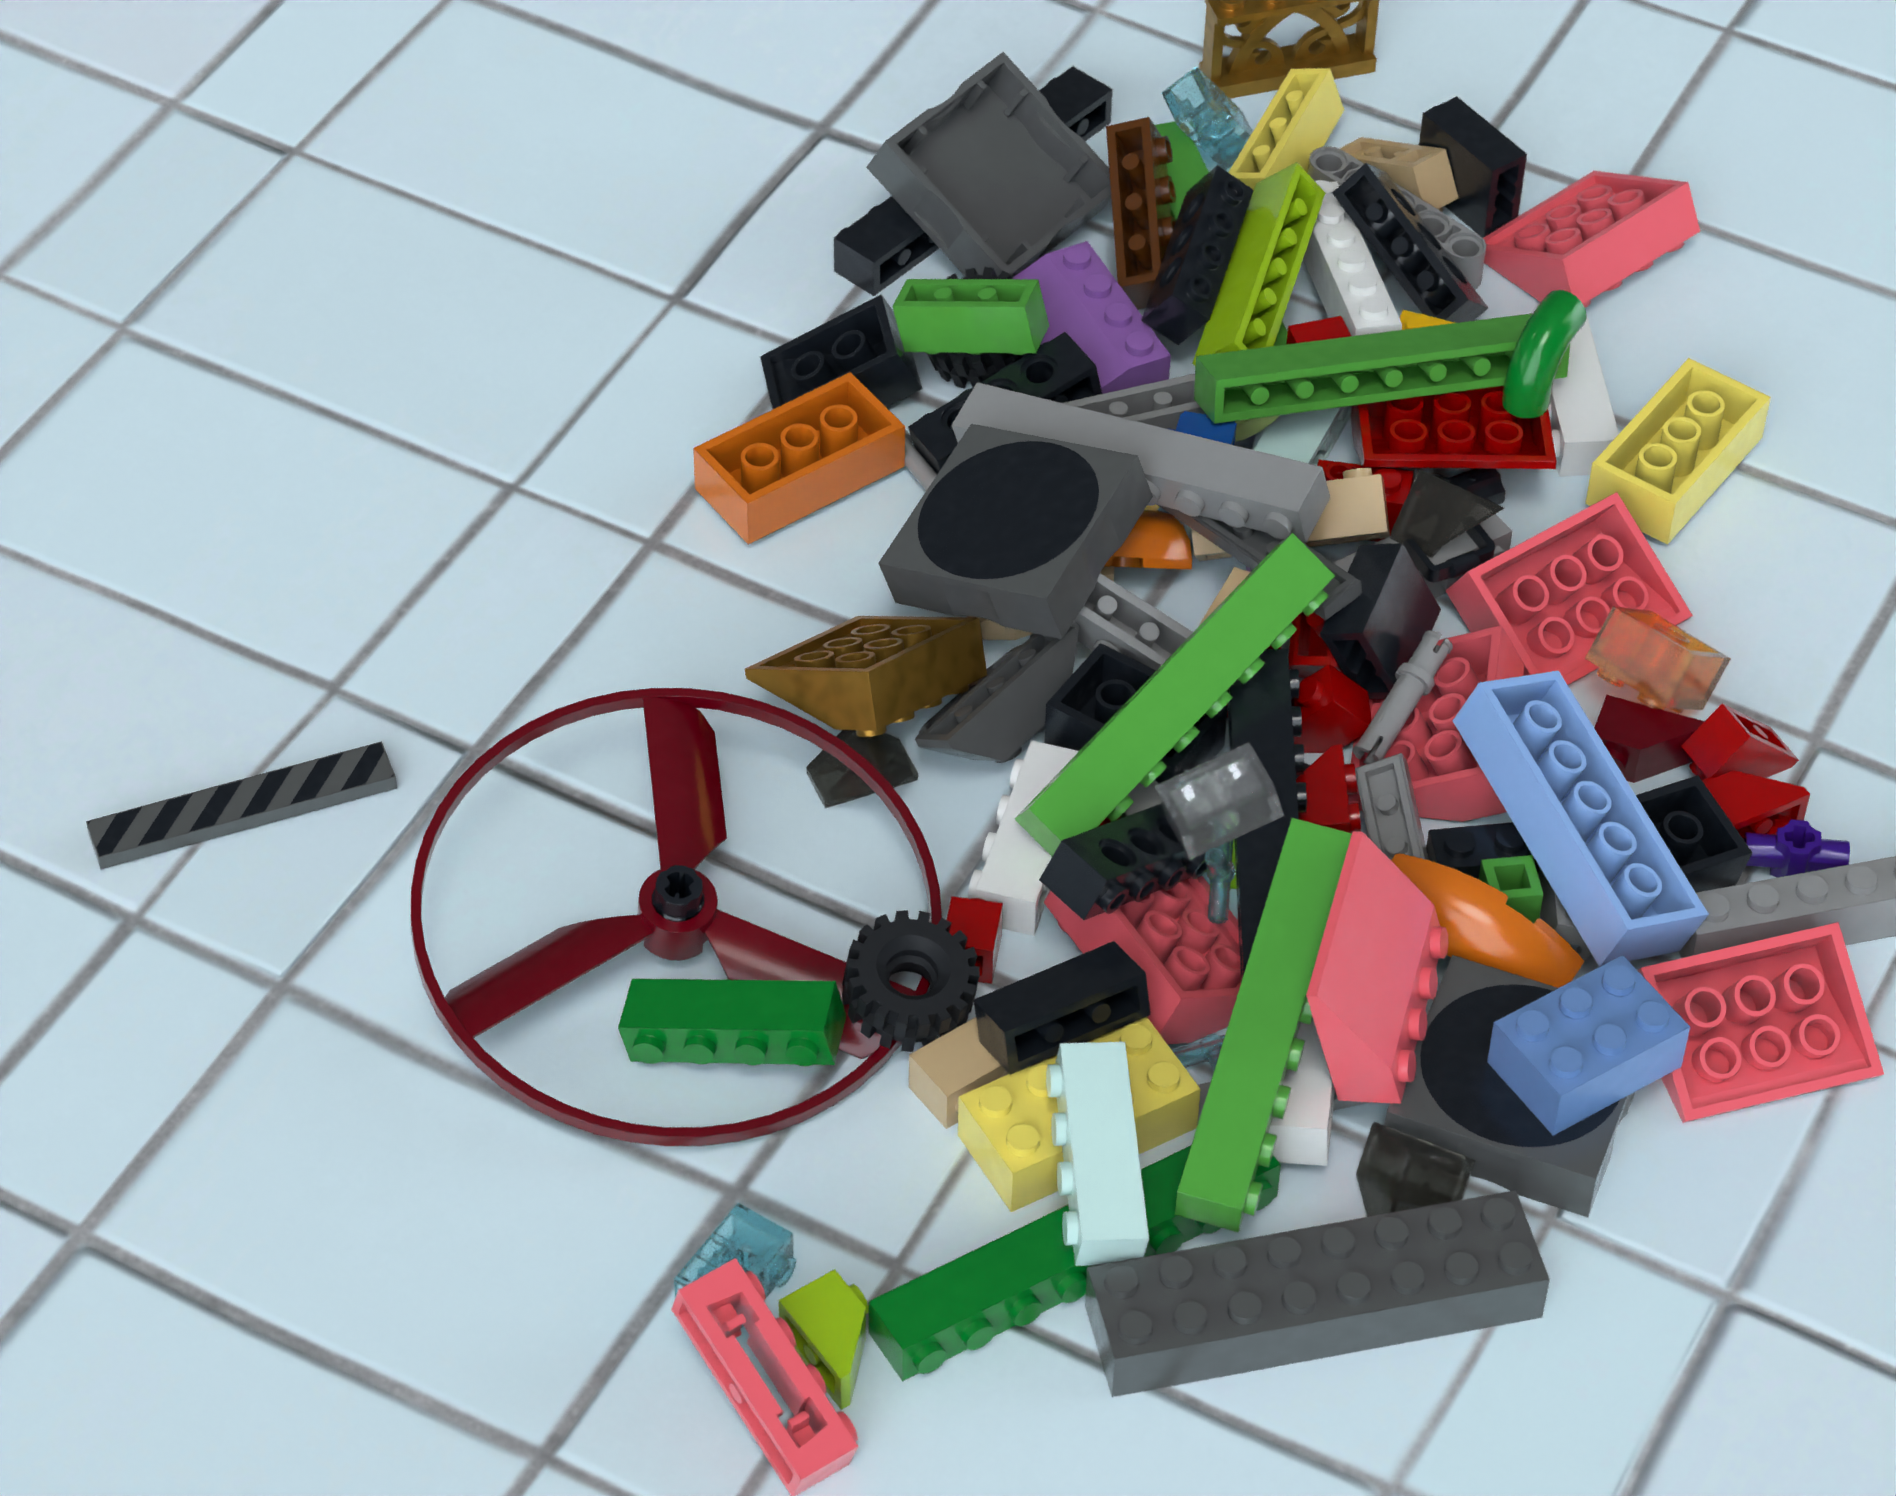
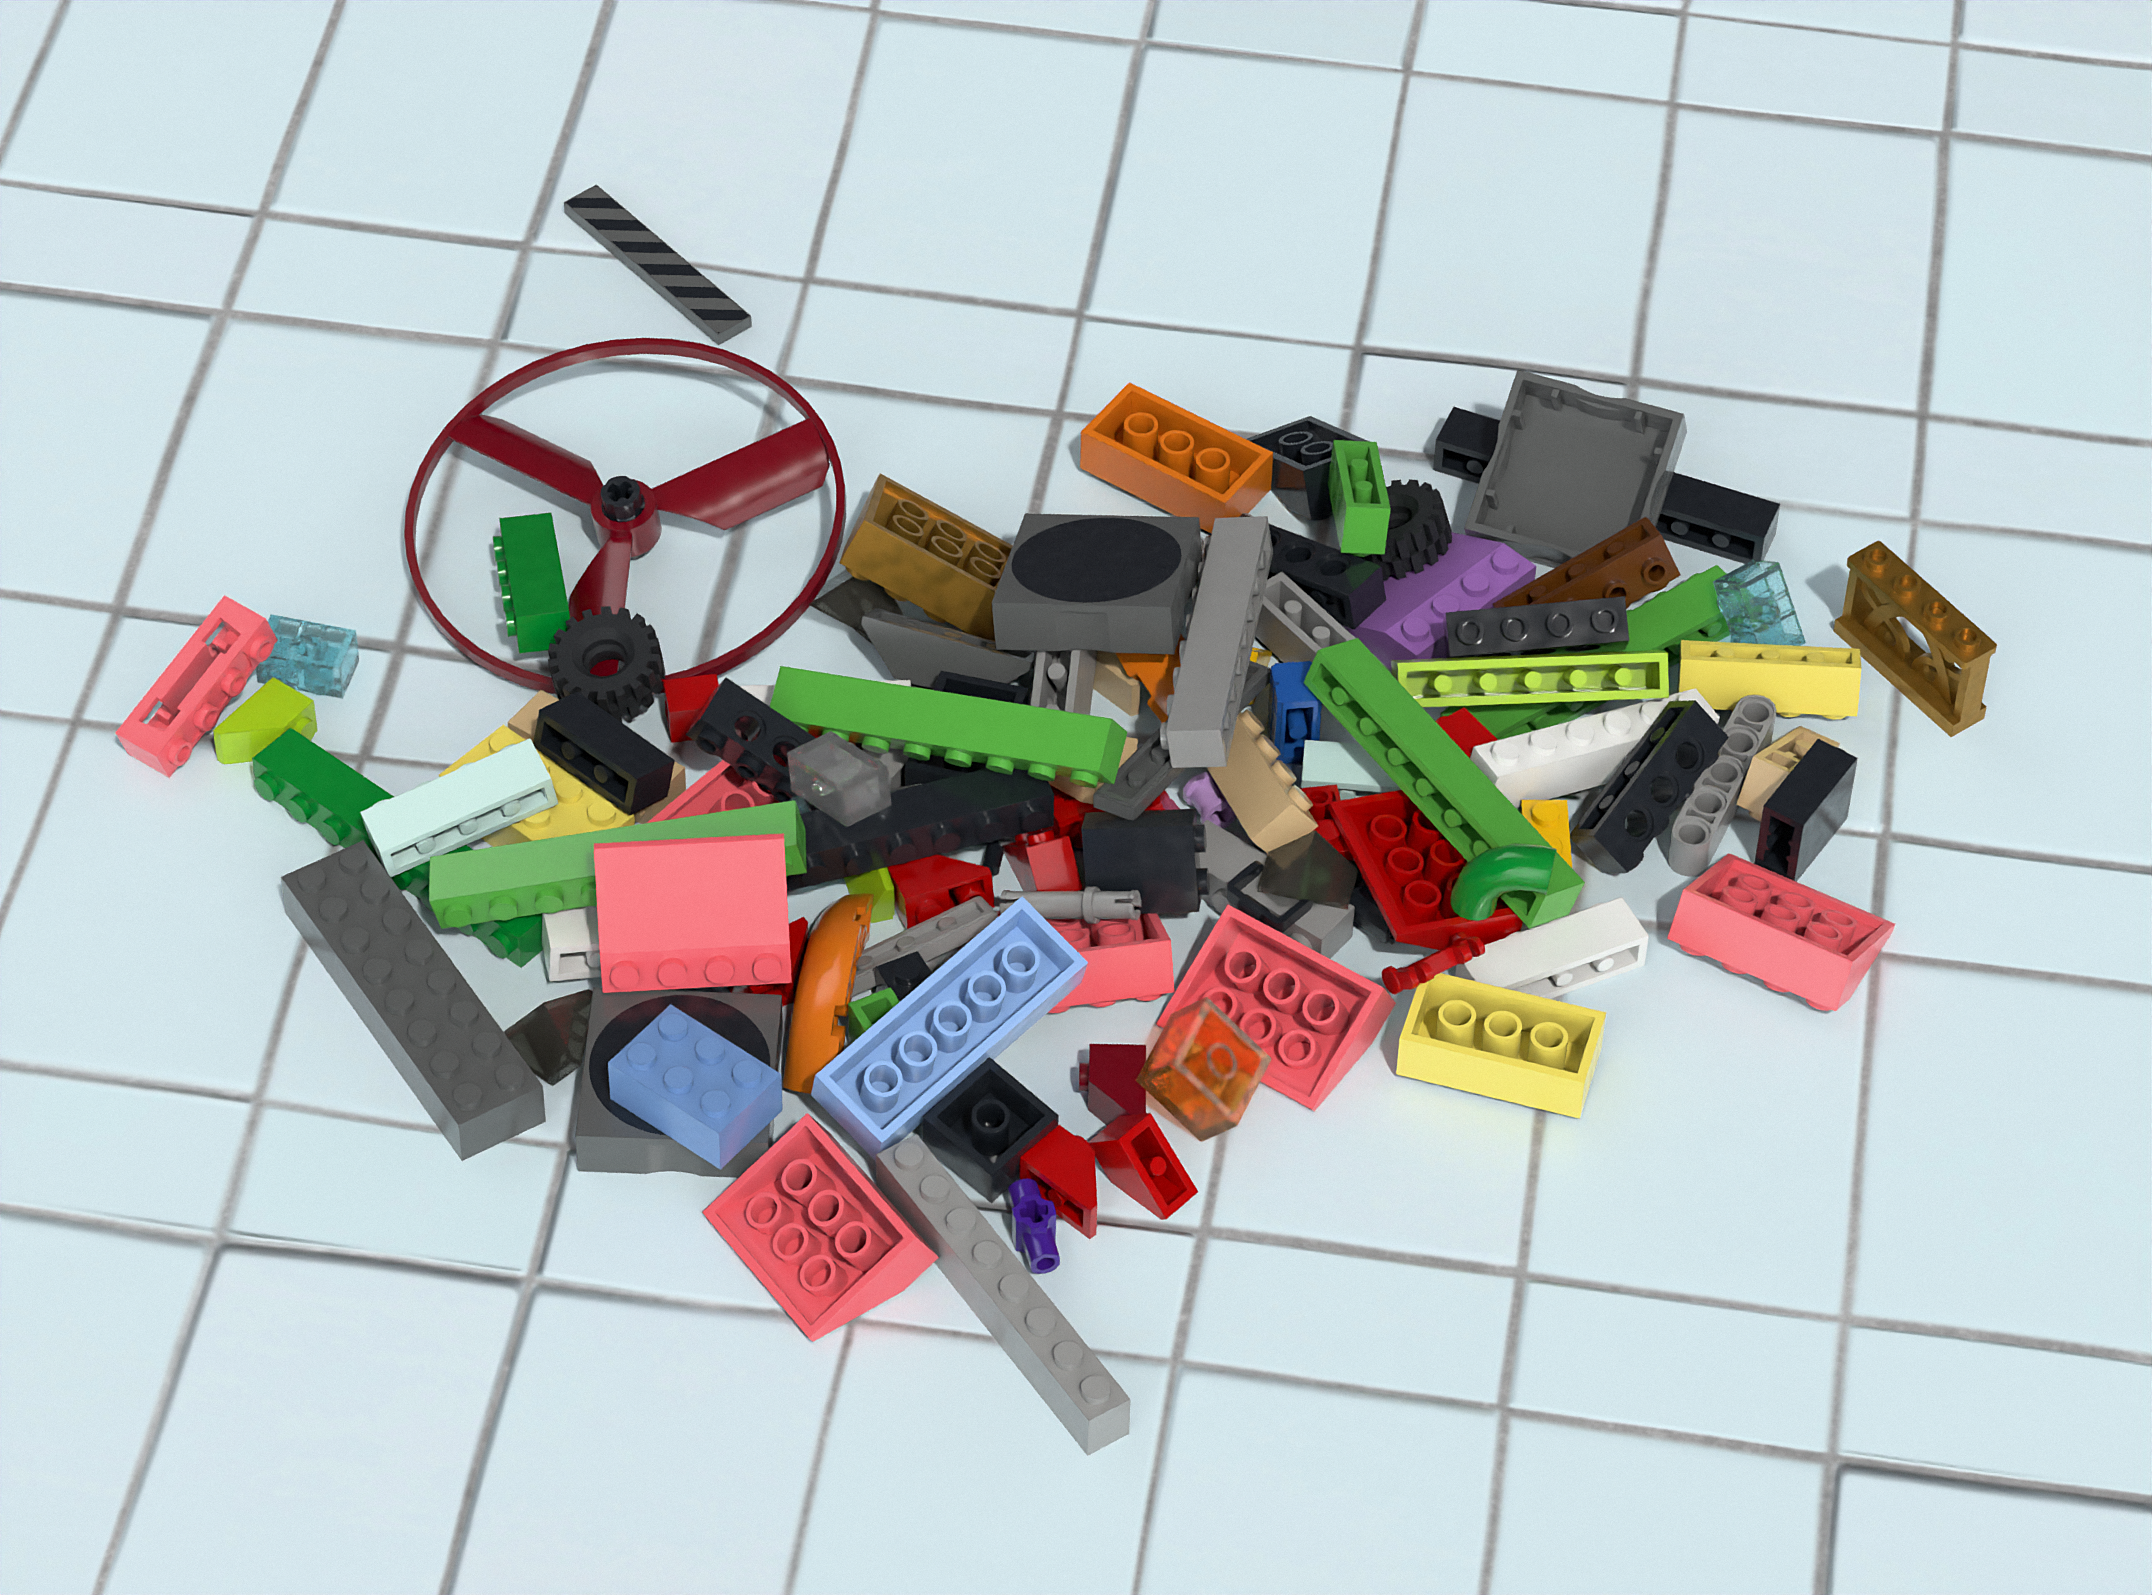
camera: 70 degrees right, 0 degrees up
(1611, 461) = (1424, 970): none -> red piece

